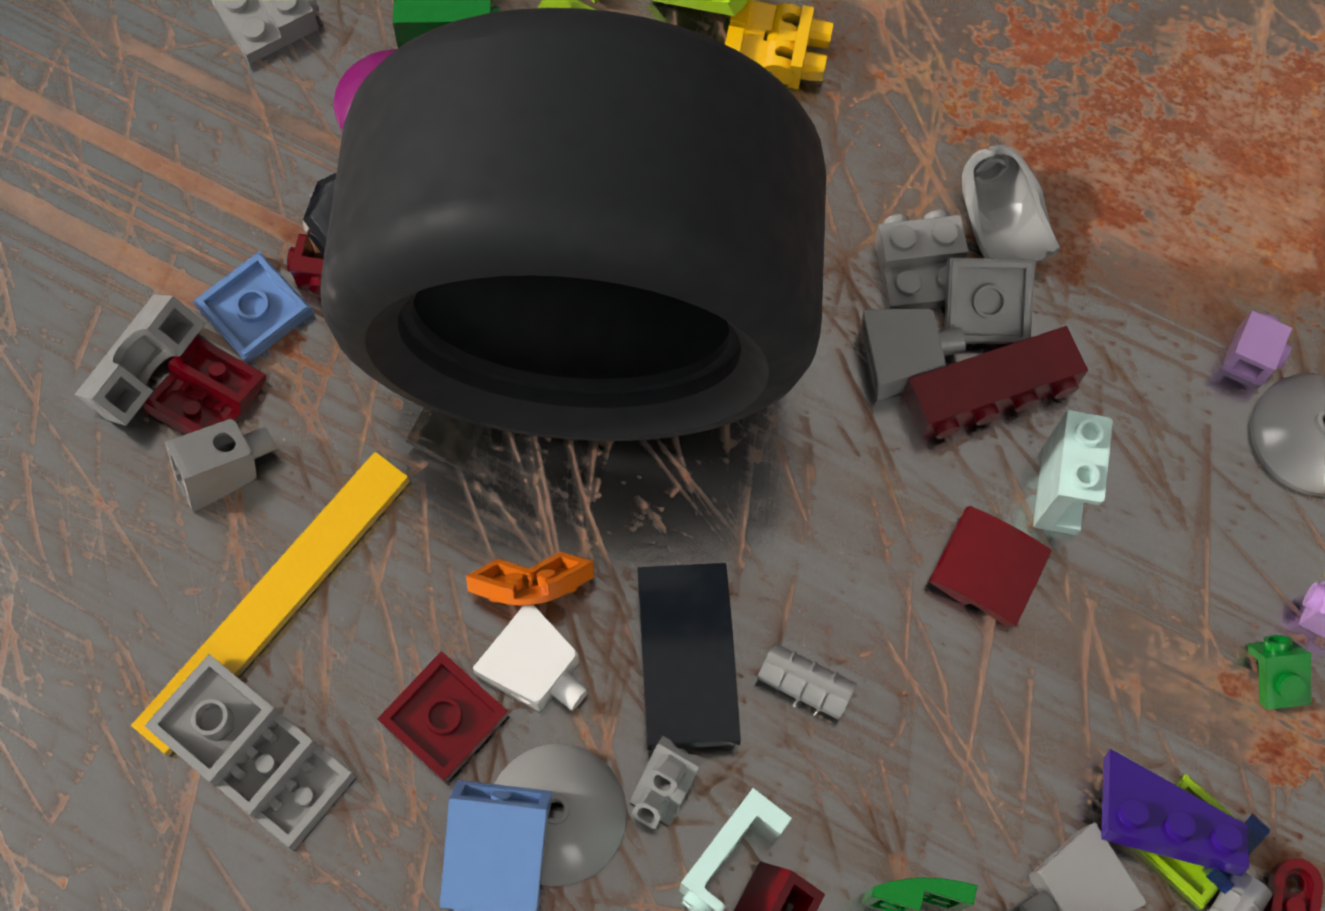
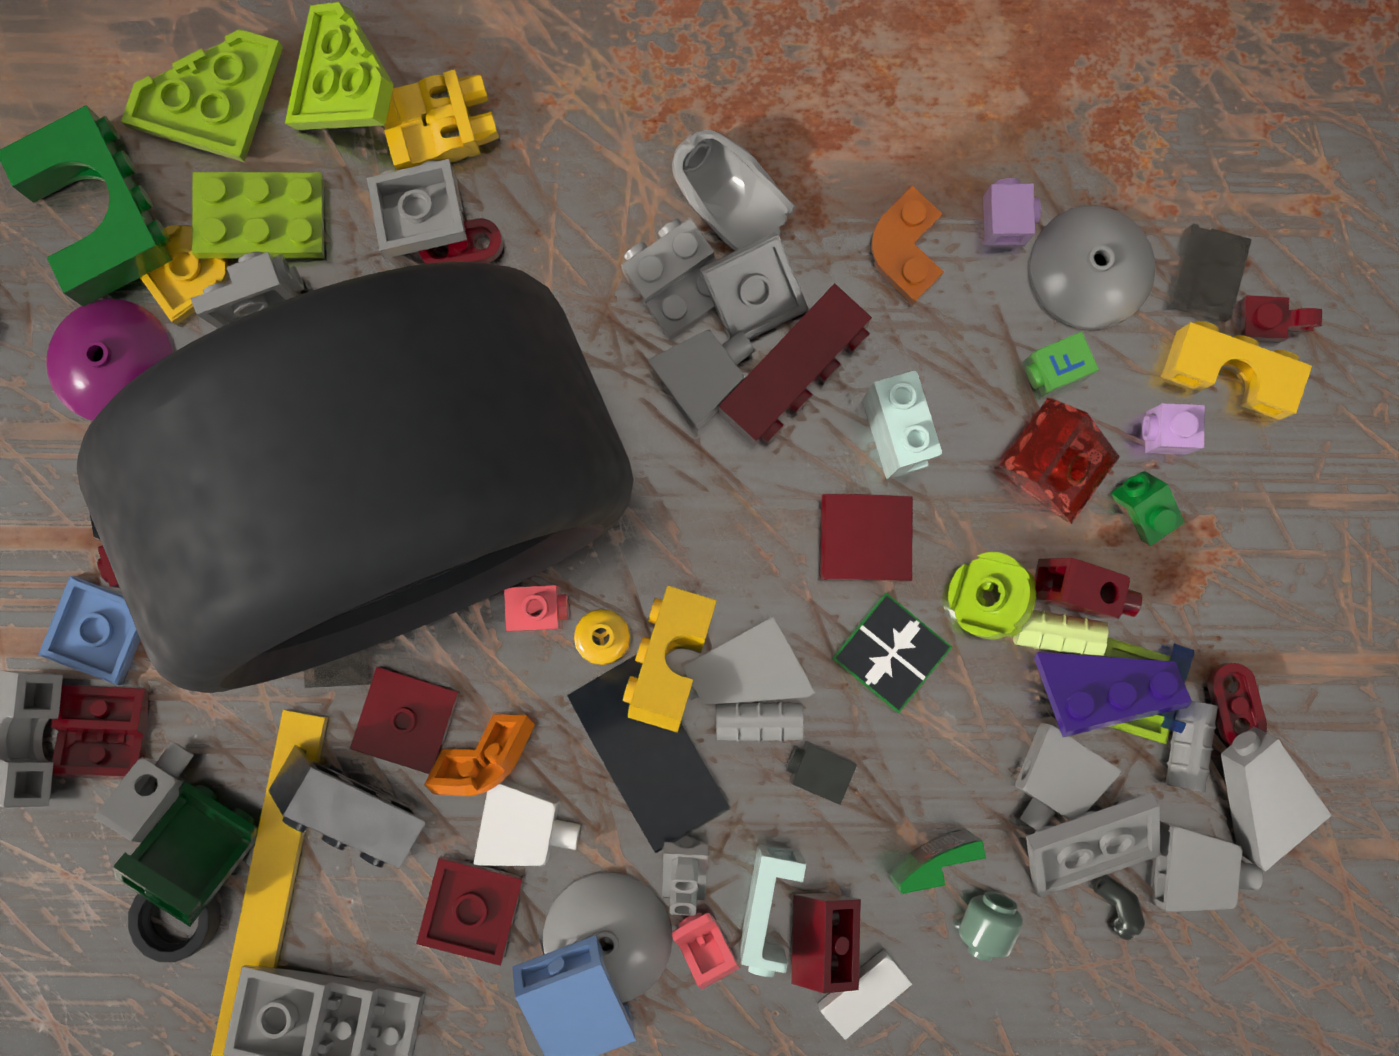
camera: 25 degrees left, 15 degrees up
(153, 556) = (154, 947): none -> black tyre
(221, 528) = (188, 853): none -> dark green panel
(384, 561) = (344, 810): none -> wedge
(477, 516) = (404, 720): none -> dark red plate
(646, 868) = (705, 949): none -> coral bracket
(649, 475) = (535, 608): none -> coral brick
(693, 540) = (615, 627): none -> yellow head
(728, 597) = (658, 692): none -> yellow arch
(821, 625) = (748, 669): none -> light grey slope
(843, 756) = (820, 771): none -> pearl dark grey brick
(964, 684) = (891, 652): none -> black tile
(1092, 696) = (1011, 610): none -> lime plate
(1137, 332) = (895, 249): none -> orange plate
(1141, 743) = (1064, 634): none -> yellowish green axle
(1184, 711) = (1085, 588): none -> dark red torso
(1212, 584) = (1060, 458): none -> clear red slope
(1249, 500) = (1060, 364): none -> bright green brick

